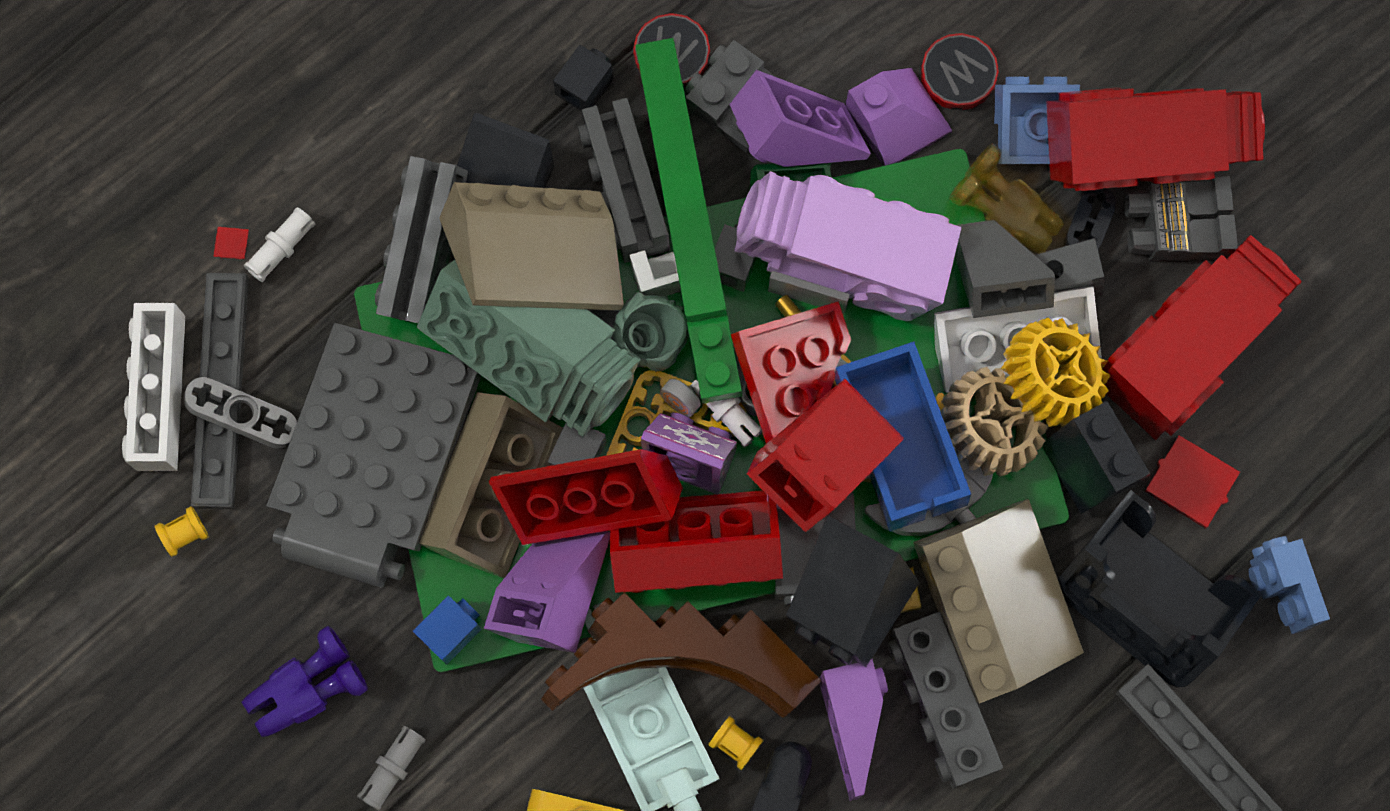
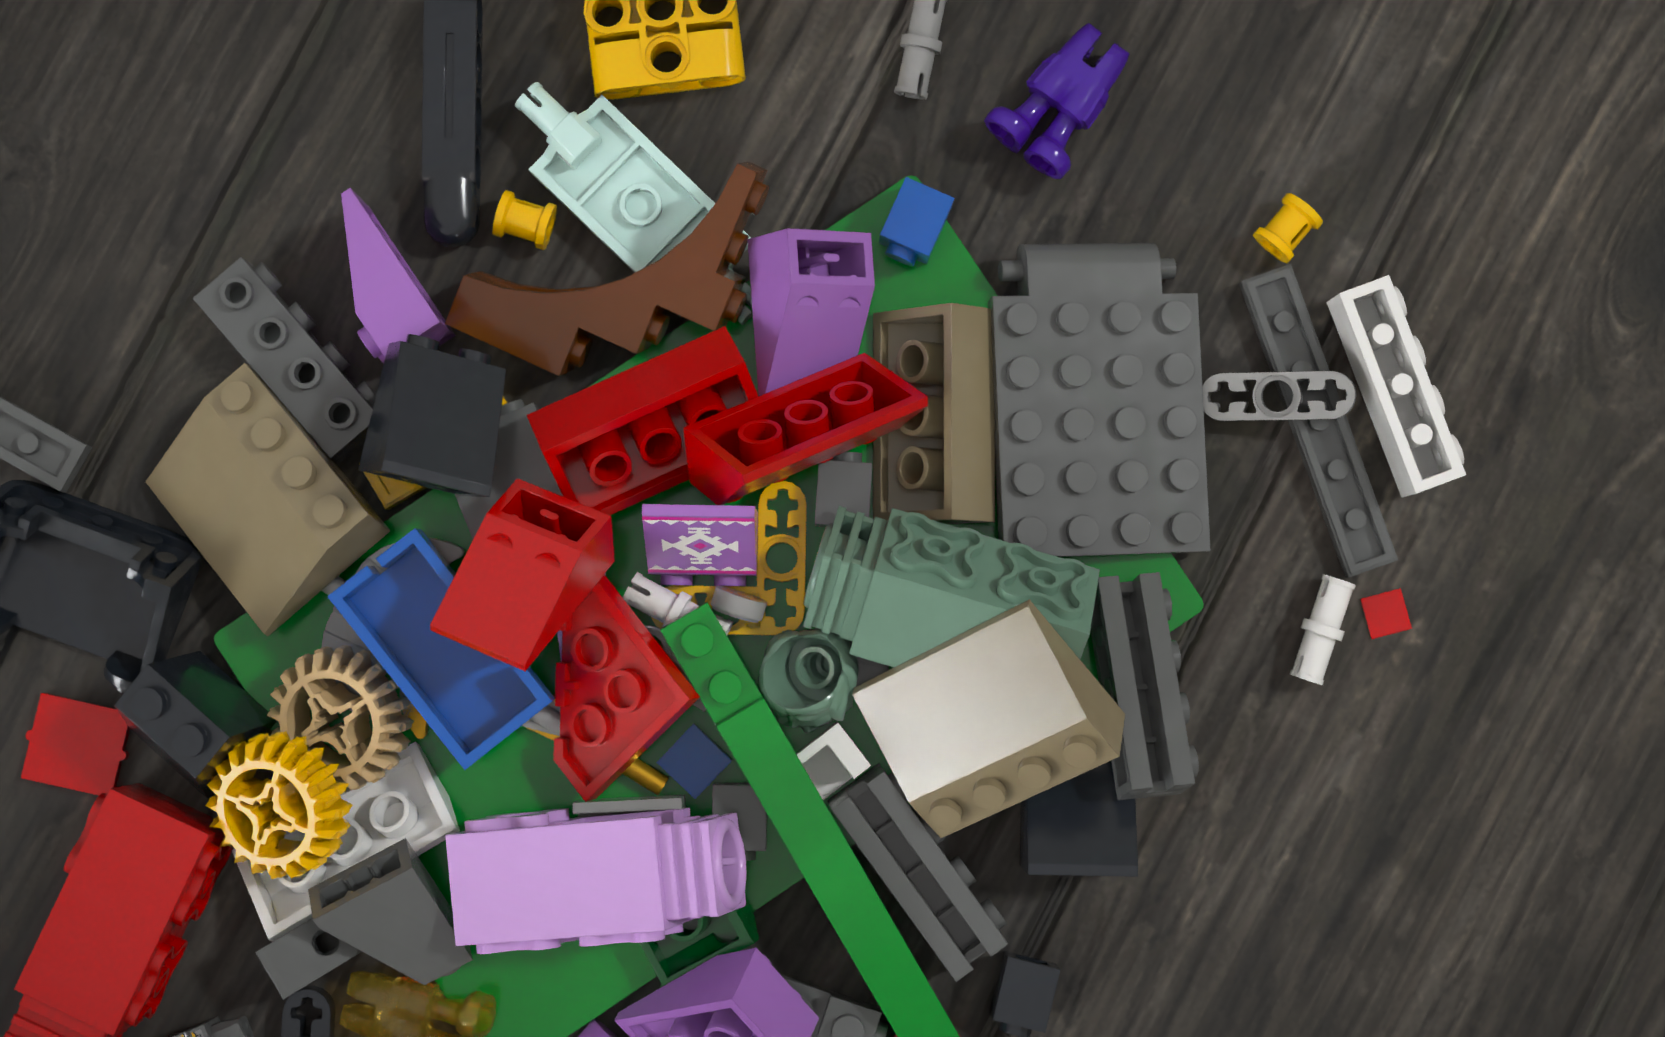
camera: 155 degrees right, 10 degrees up
(752, 307) = (694, 761): none -> blue tile

